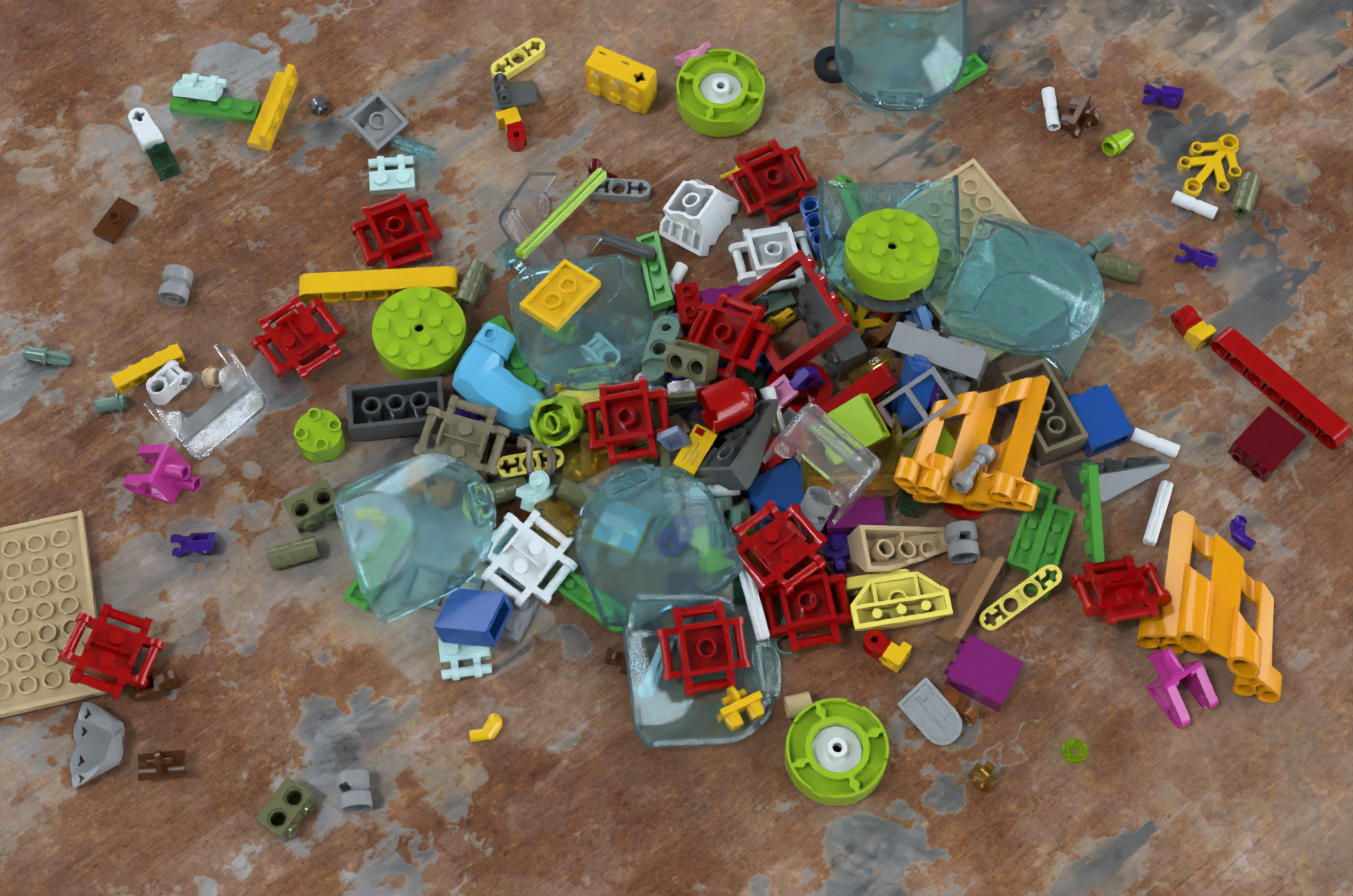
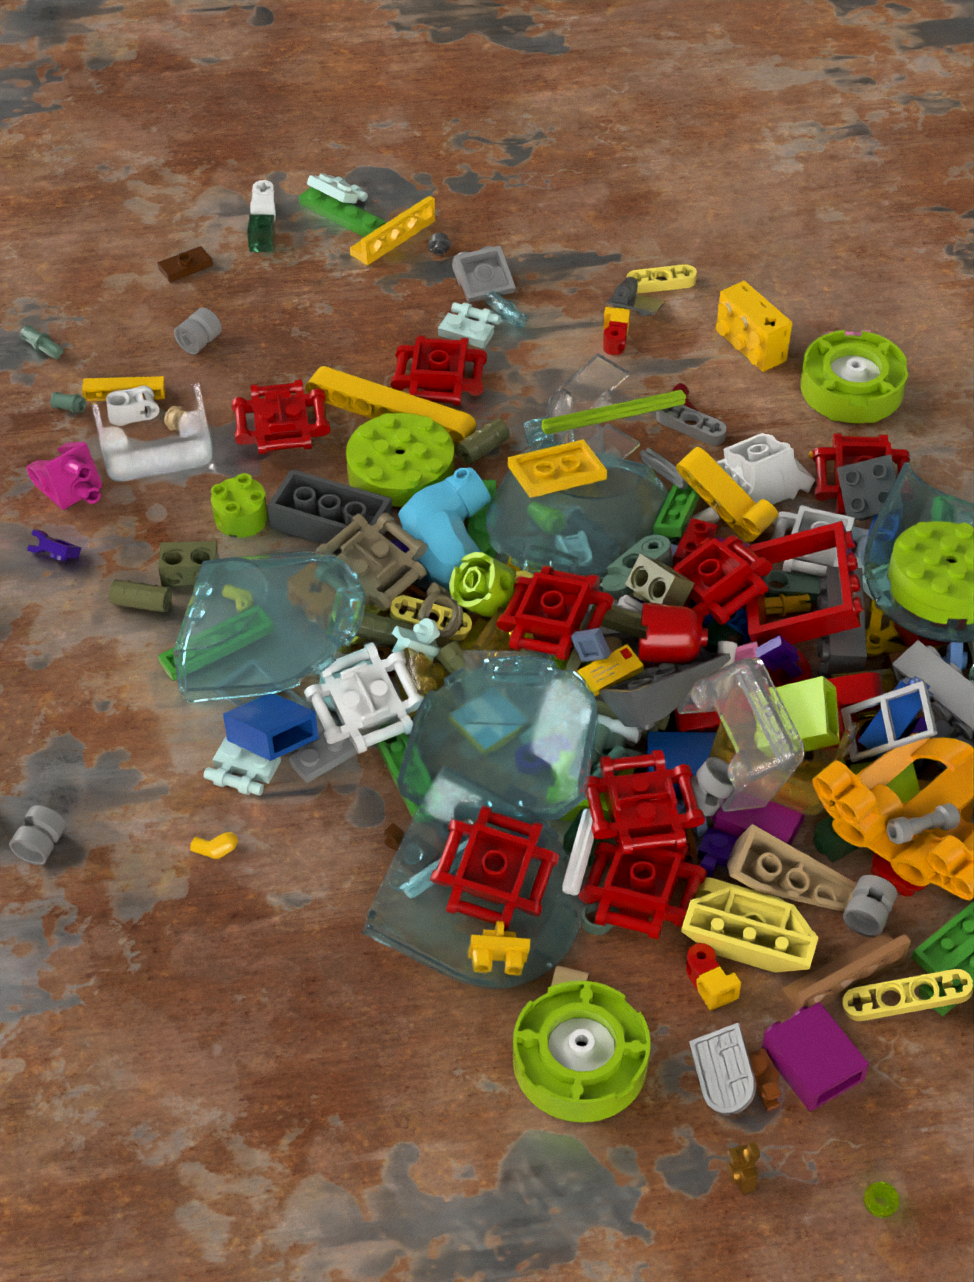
camera: 30 degrees right, 15 degrees down
(712, 262) = (726, 496): none -> yellow beam
(791, 198) = (866, 486): none -> dark grey hinge

